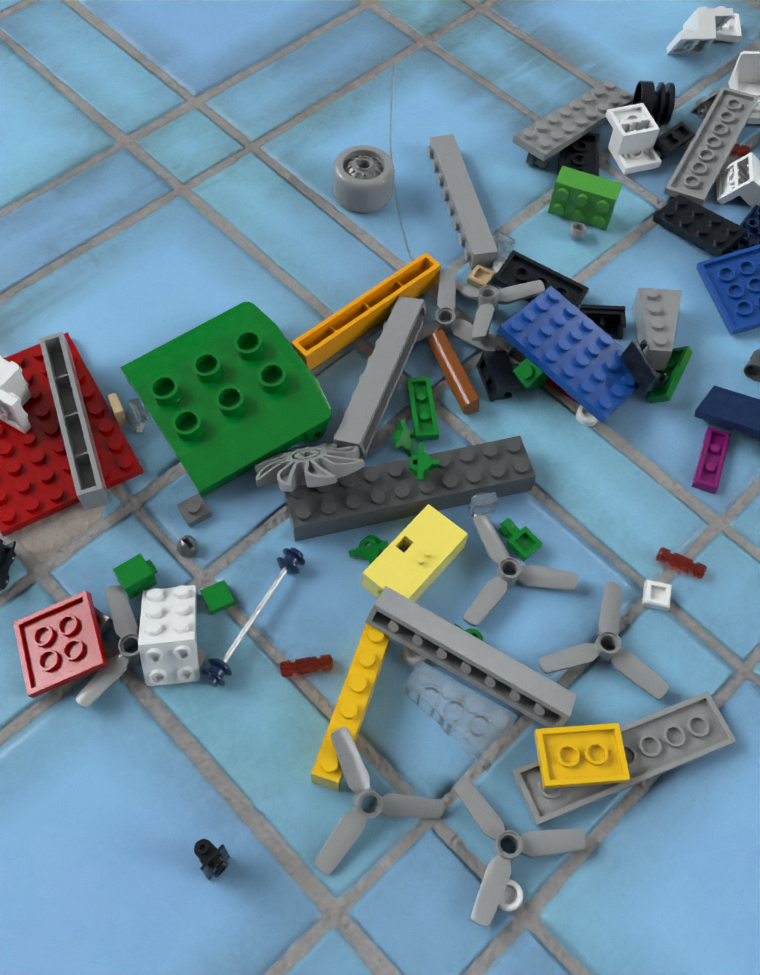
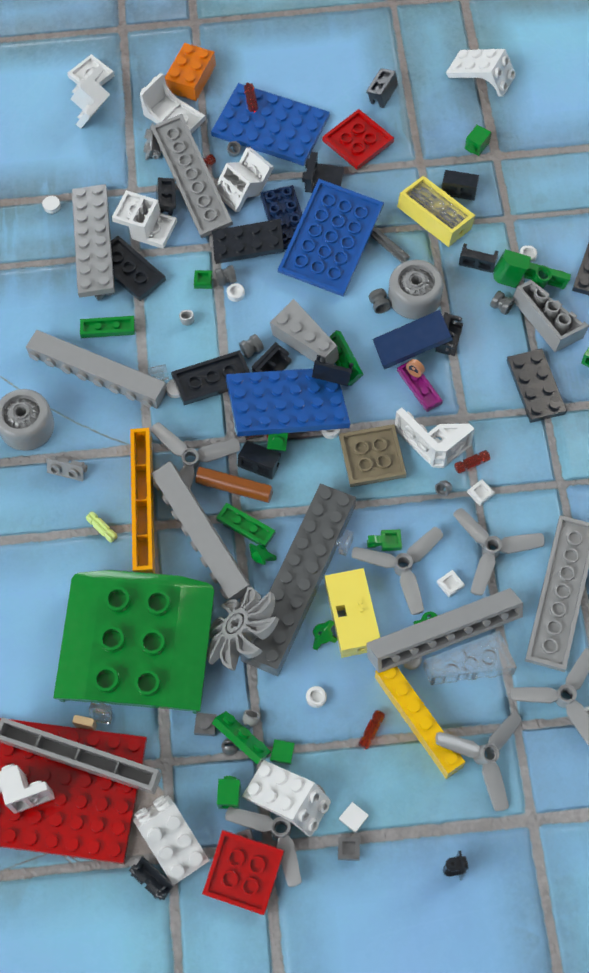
camera: 45 degrees left, 5 degrees up
(47, 554) = (170, 839): none -> white bracket
(158, 731) = (349, 848): none -> flat silver plate
(197, 714) = (353, 817): none -> white tile
(202, 548) = (241, 737): none -> green plate
(220, 667) = (334, 783): dark blue axle -> none
(230, 543) = (251, 717): none -> light grey hinge
(300, 589) = (316, 697): none -> white tile
(318, 301) = (101, 526): none -> yellowish green axle
(349, 239) = (61, 467): none -> light grey hinge
(421, 463) = (299, 556): green piece -> none
(480, 276) = (171, 408): tan tile -> none
(489, 298) = (203, 408): light grey piece -> none
(509, 183) = (107, 326): none -> green plate
(530, 634) = (450, 583): none -> white tile
(577, 78) = (51, 204): none -> white tile
(581, 755) = (547, 614): yellow plate -> none
(584, 197) = (168, 292): bright green brick -> none
(596, 467) = (372, 455): none -> dark tan plate
(598, 290) = (251, 346): none -> dark grey wheel
(625, 555) = (441, 485): none -> flat silver hinge
(627, 220) = (203, 279): none -> green tile
(641, 251) = (235, 292): none -> white tile
(648, 231) = (225, 275): none -> dark grey wheel
(658, 102) = (124, 177): black wheel -> none
(678, 527) = (438, 453): none -> white bracket
(723, 439) = (415, 367): none -> nougat tile

